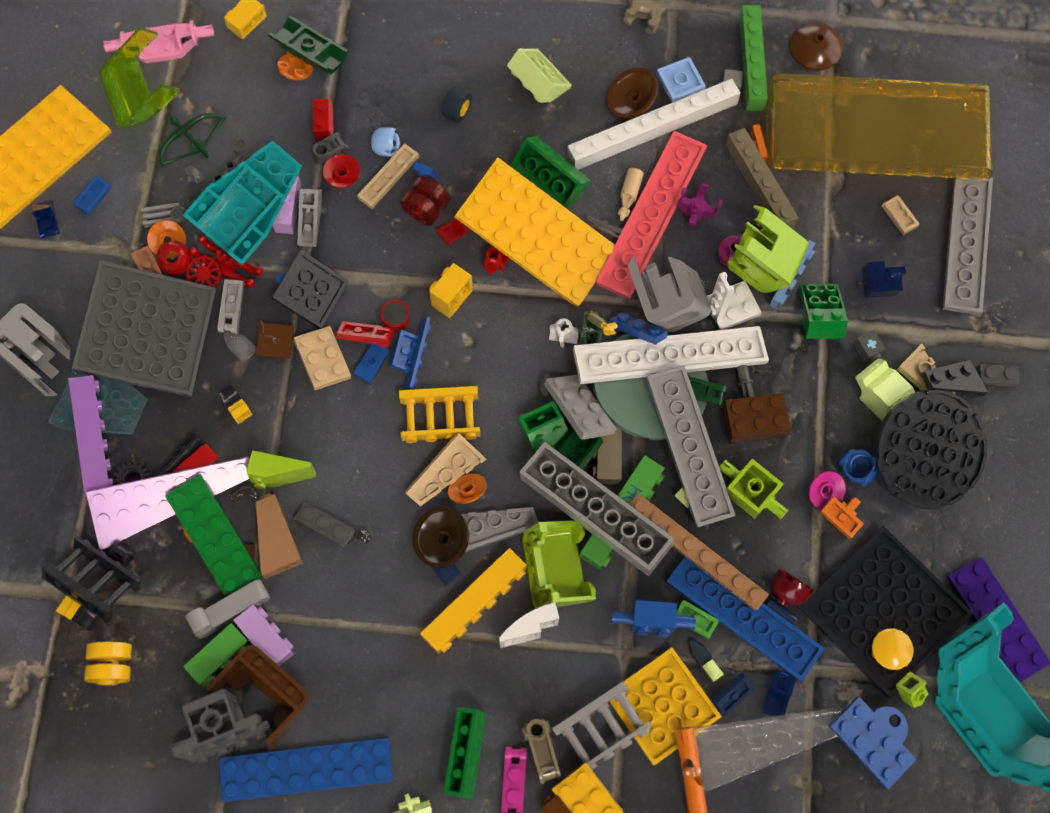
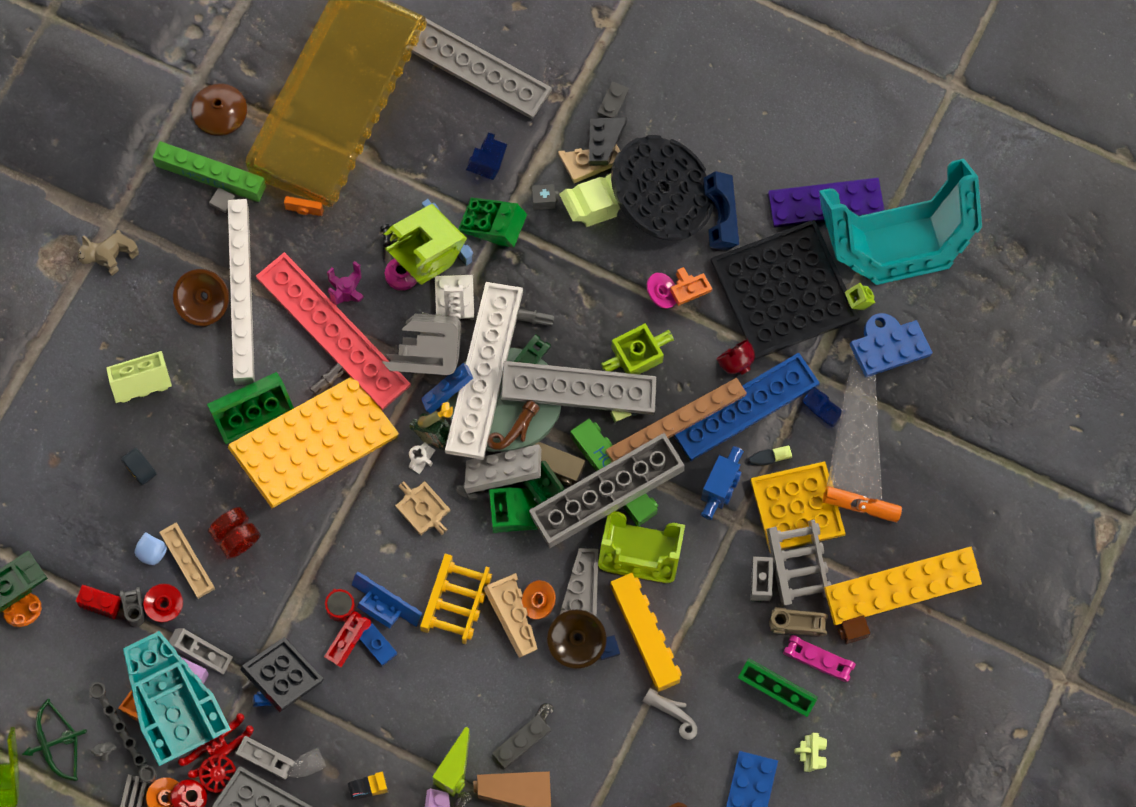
camera: 70 degrees left, 0 degrees up
(274, 340) = (318, 726): reddish brown hat -> none
(322, 358) = (354, 688): tan plate -> none
(409, 655) = (671, 708): none -> light grey plant
(423, 170) = (203, 521): blue plate -> none
(451, 290) = (339, 541): yellow slope -> none
(453, 231) = (270, 517): red slope -> none
(495, 260) = (320, 493): red piece -> none
(516, 353) = (422, 508): none -> tan plate
(530, 625) = (688, 589): white slope -> none
(571, 695) = (761, 578): none -> light grey brick
(625, 405) = (521, 425): none -> reddish brown plant
(630, 191) = (301, 341): tan wheel -> none
(680, 79) = (208, 246): light blue bracket -> none
(704, 622) = (739, 440): bright green plate -> none
(733, 694) = (809, 444): dark blue plate -> none
(756, 418) = (572, 321): reddish brown brick -> none
(760, 177) = (340, 219): dark tan brick -> none
(782, 611) = (753, 374): dark blue hinge -> none
(859, 466) = (652, 254): blue hair -> none
(892, 649) = (820, 297): yellow dish -> none
(900, 215) = (427, 113): tan plate -> none
(958, 507) = (720, 190): none -> dark blue arch

